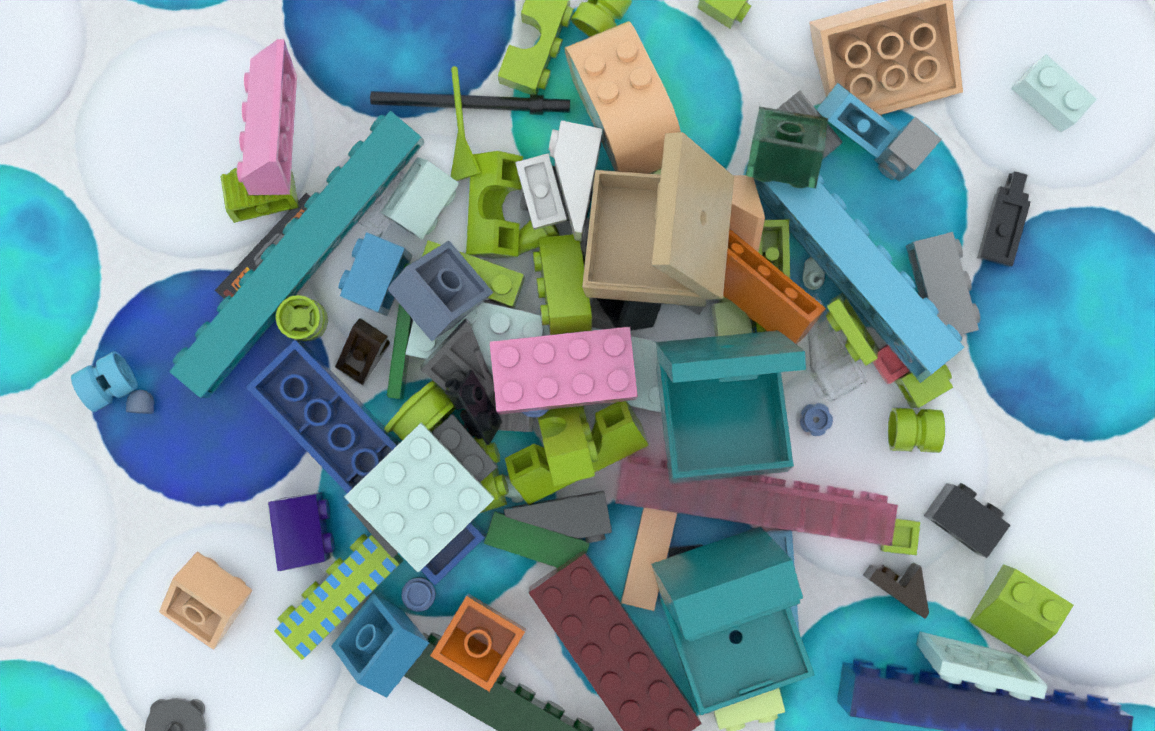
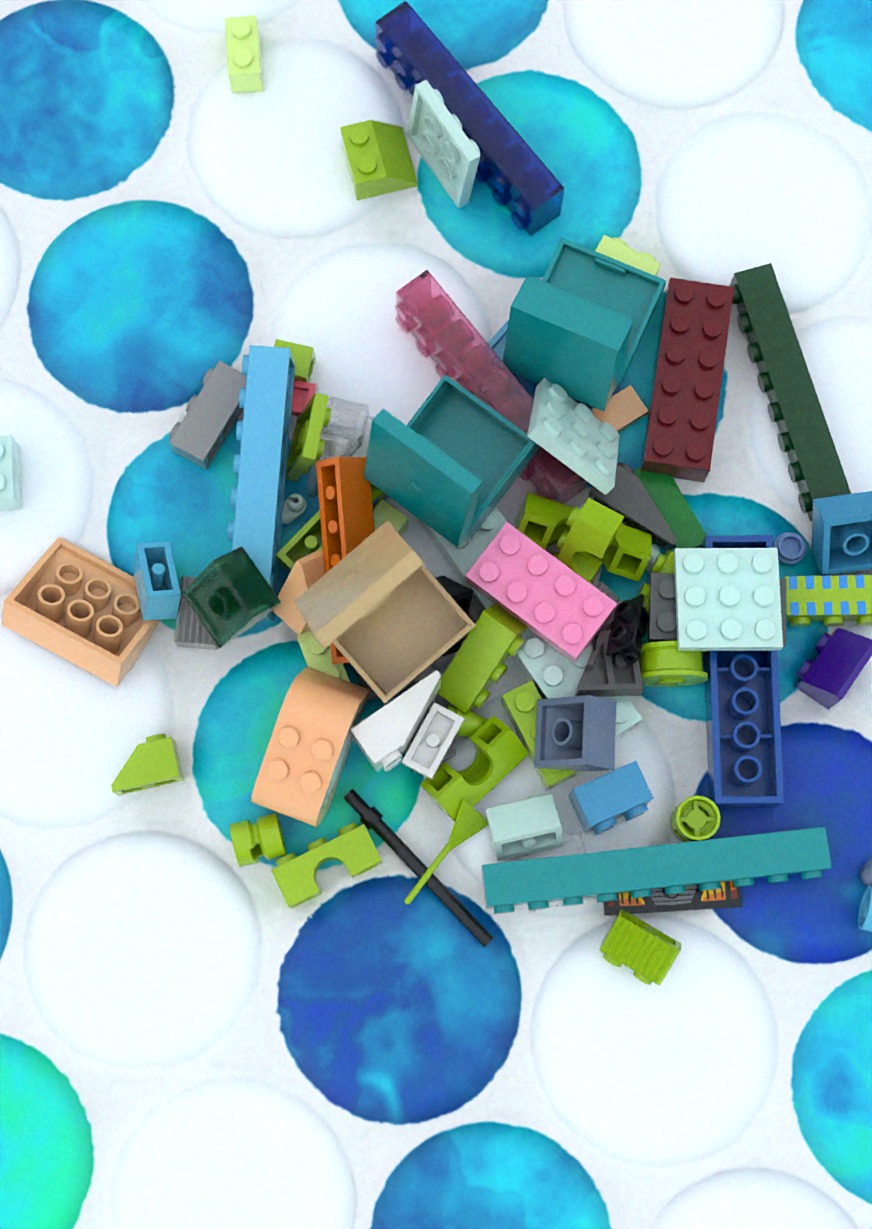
camera: 135 degrees left, 10 degrees down
(269, 122) = (586, 987): bright pink slope -> none
(362, 351) = (671, 755): dark brown slope -> none
(399, 359) = (635, 735): green tile -> none
(478, 642) = (776, 472): orange slope -> none
(652, 518) = (574, 435): none -> light aqua plate
(824, 423) = (392, 401): medium blue plate -> none
(904, 537) = (405, 273): lime plate -> none
(907, 150) = (142, 524): light grey brick -> none
(908, 590) = (440, 240): dark brown slope -> none
(921, 430) = (333, 340): lime wheel -> none
(967, 519) = (354, 248): black brick -> none
(1005, 222) = (122, 419): black hinge -> none

